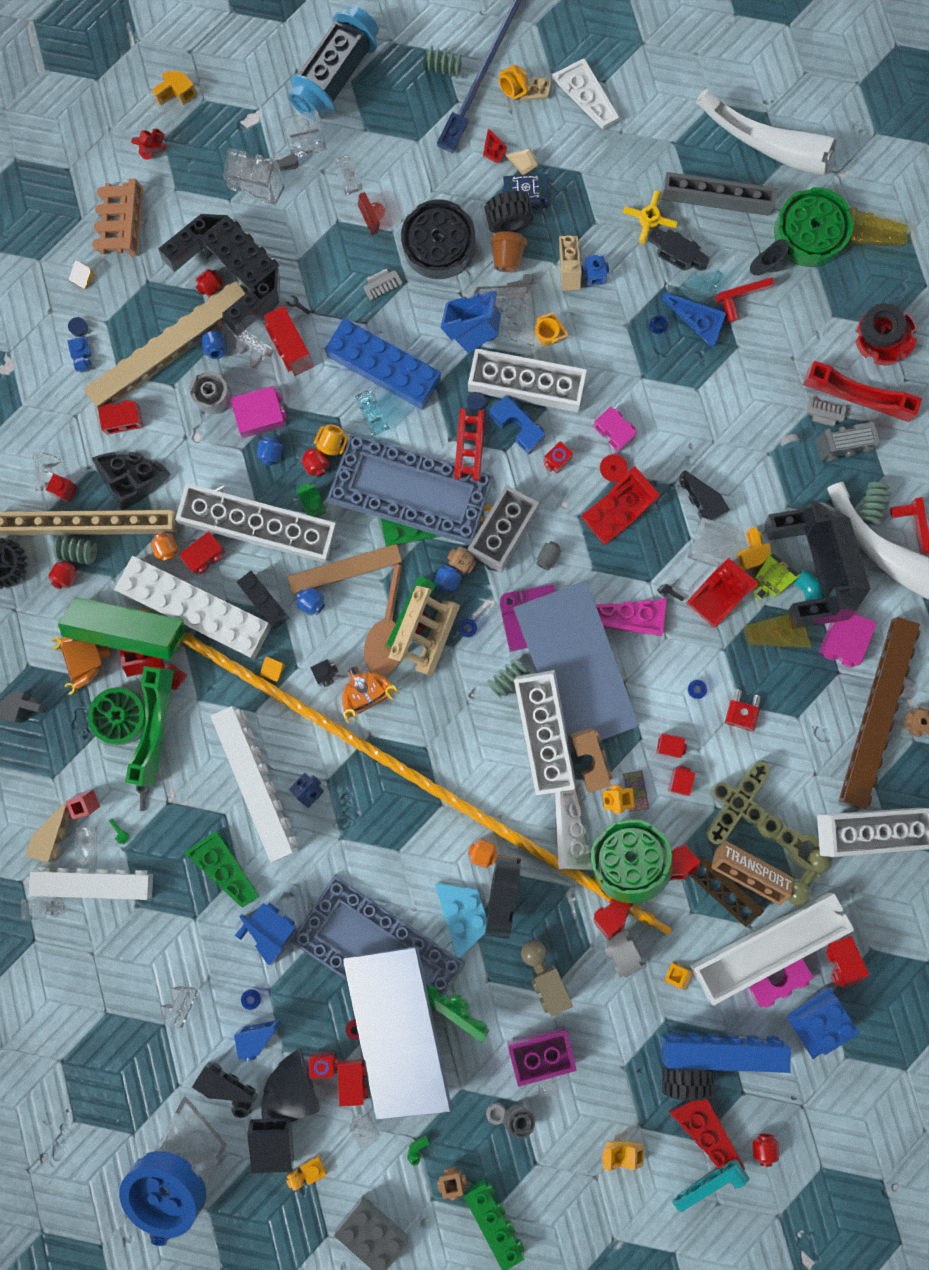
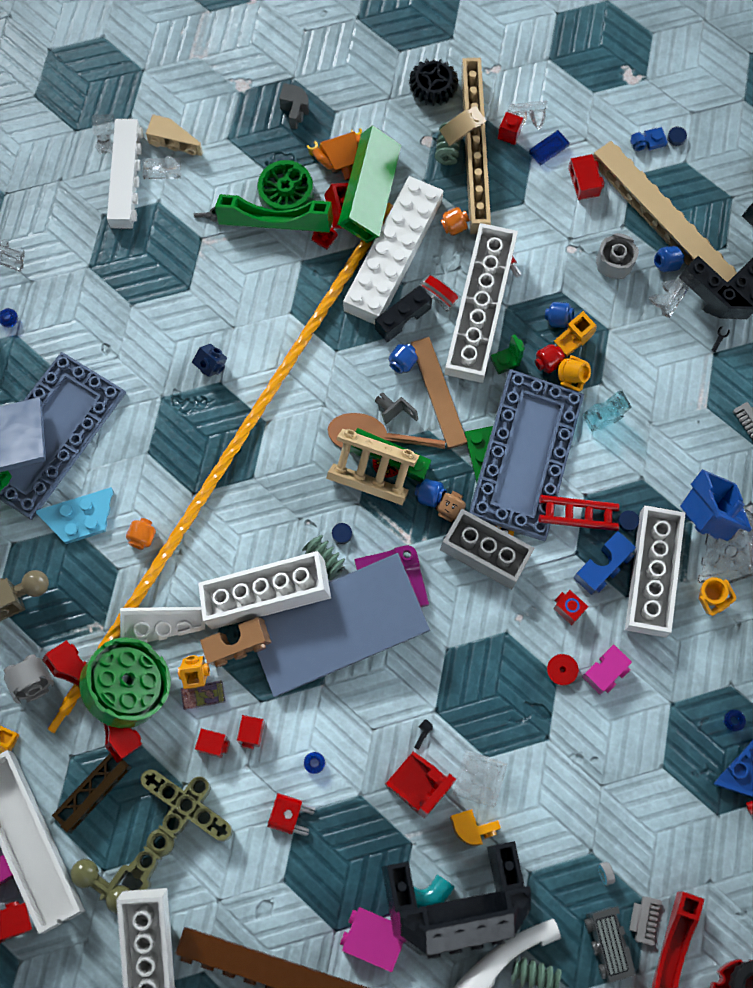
camera: 85 degrees right, 10 degrees down
(62, 575) = (423, 133): red head -> none
(63, 532) = (462, 124): none -> tan brick
(81, 275) = (731, 136): slope -> none
(82, 450) = (549, 147): none -> clear blue tile
(83, 804) = (200, 160): brick -> none
(122, 836) = (170, 198): green hand -> none
(129, 476) = (526, 188): black brick -> none
(202, 553) = (449, 256): red brick -> none
(209, 282) = (735, 251): red head -> none
(221, 866) = (141, 284): green wing -> none
(240, 564) = (440, 291): none -> slope
(254, 783) = (216, 310): white brick -> none
(258, 411) = (601, 301): dark pink brick -> none
(268, 931) = (69, 326): blue piece -> none
(272, 669) = (333, 326): light orange slope -> none
(288, 341) = (677, 326): red brick -> none
(292, 436) = (577, 334): none -> light orange brick
(325, 673) = (328, 373): black brick -> none
(361, 613) = (392, 408): none -> dark grey bracket
(364, 692) = (308, 412): orange torso -> none
(383, 363) = (662, 423): blue brick -> none
(463, 623) = (379, 510): clear blue plate -> none
(484, 663) = (341, 533): none -> dark blue tile
(502, 896) = (92, 544): black brick -> none
(548, 555) = (459, 598): dark grey brick -> none
(621, 506) = (516, 674): red bracket -> none
(635, 617) = (394, 695): dark pink wing -> none
(706, 499) = (529, 775): black slope -> none
(752, 873) = (108, 820): medium nougat brick -> none
(773, 577) = (443, 850): lime torso -> none
(776, 633) = (377, 853): clear yellow wing -> none

